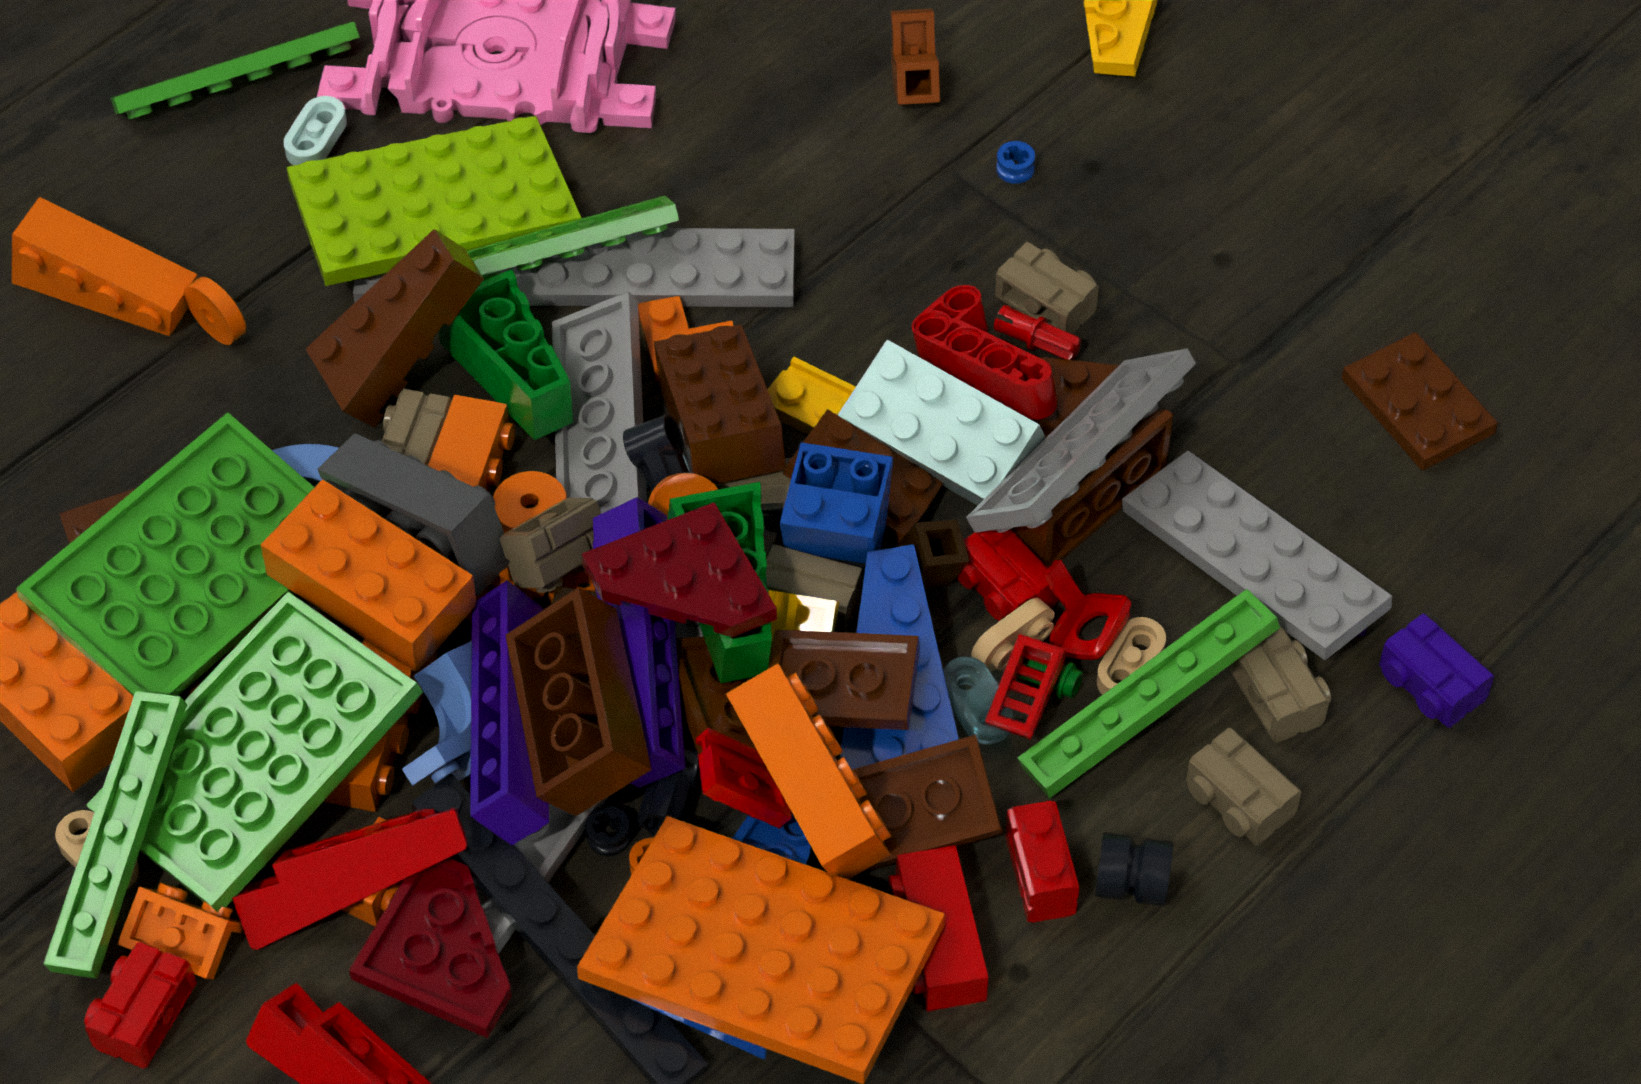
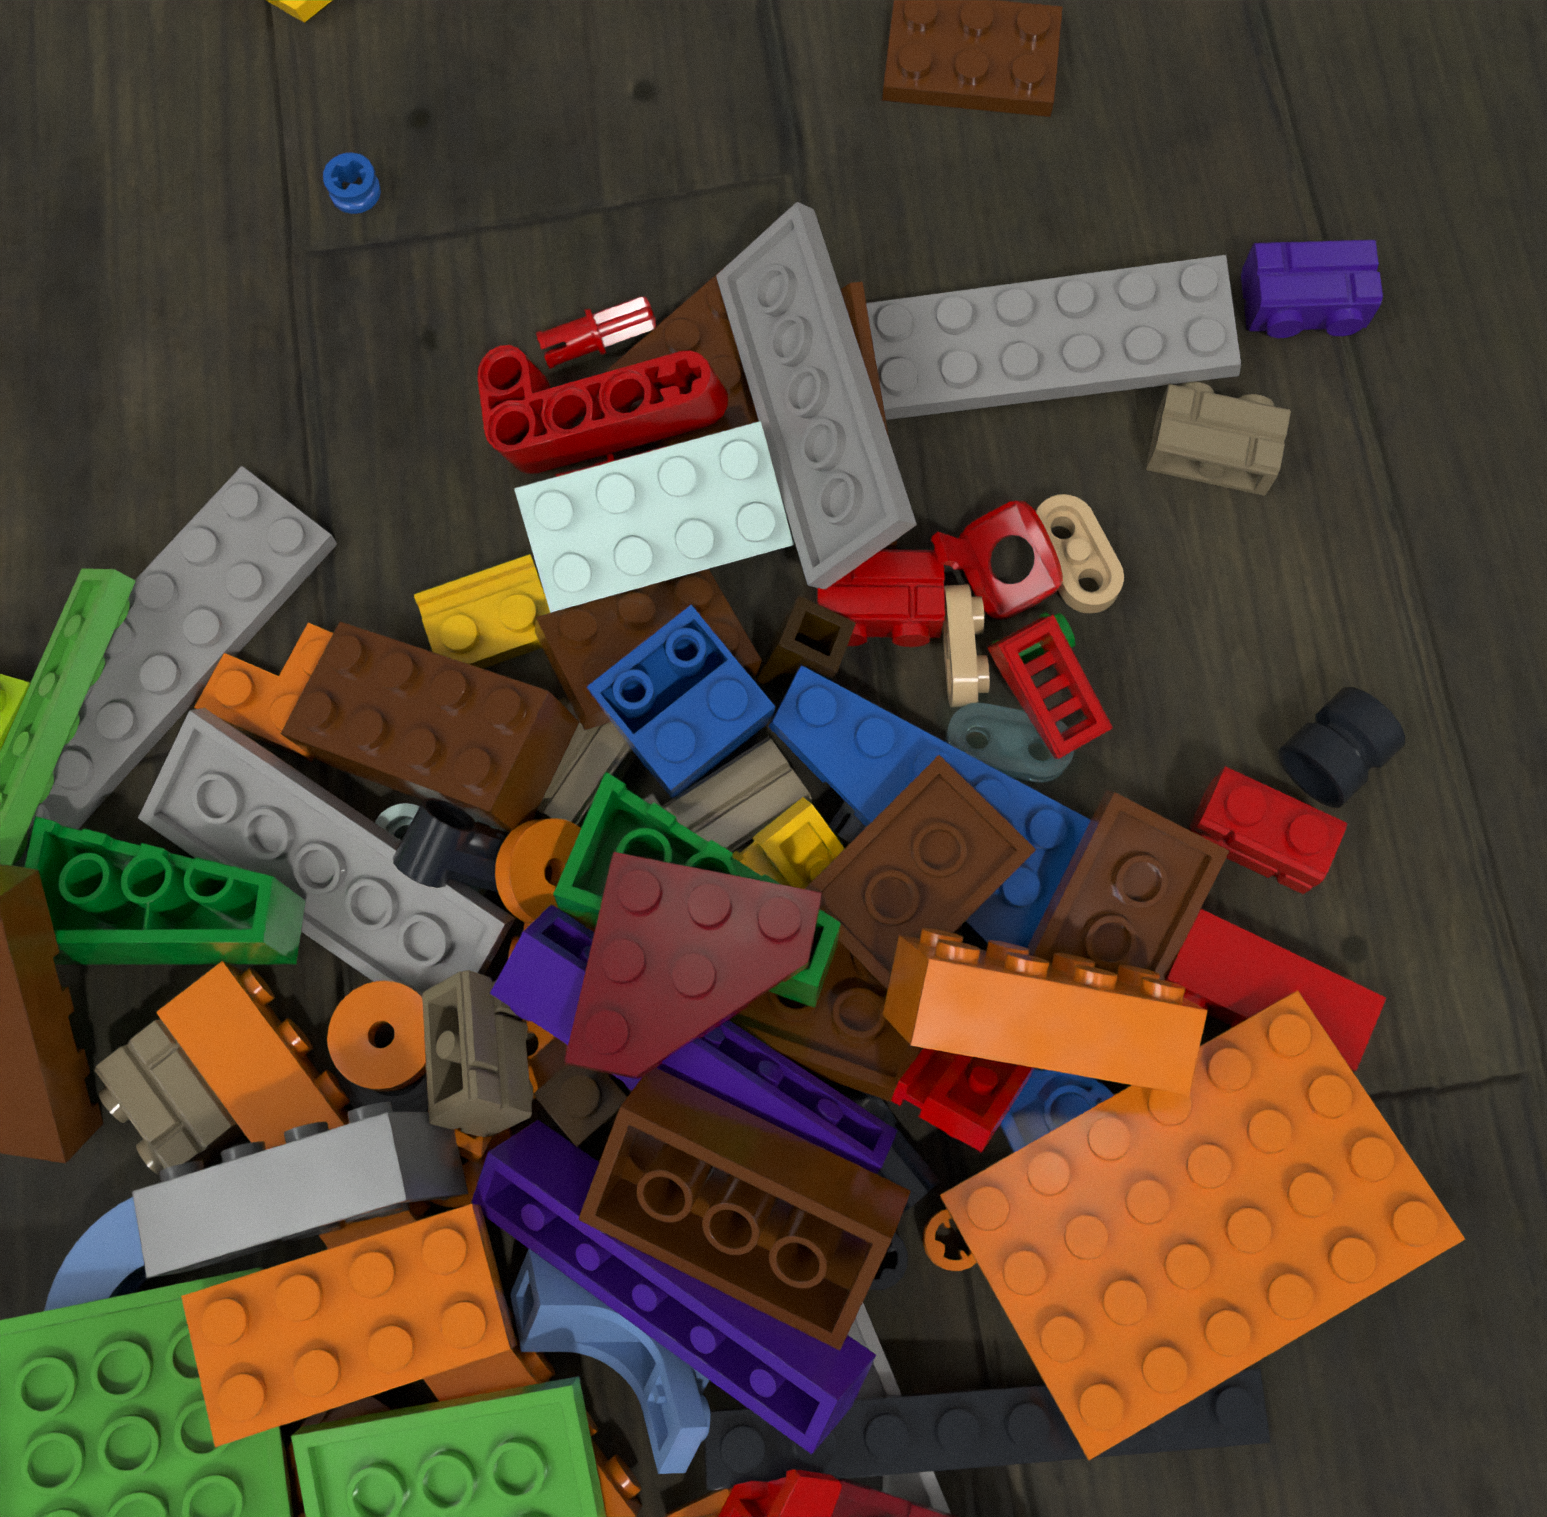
camera: 50 degrees left, 20 degrees up
(914, 57) = (130, 178): dark orange brick -> none
(1045, 287) = (549, 278): dark tan brick -> none
(1148, 693) = (1152, 570): bright green plate -> none
(1242, 787) = (1314, 567): dark tan brick -> none

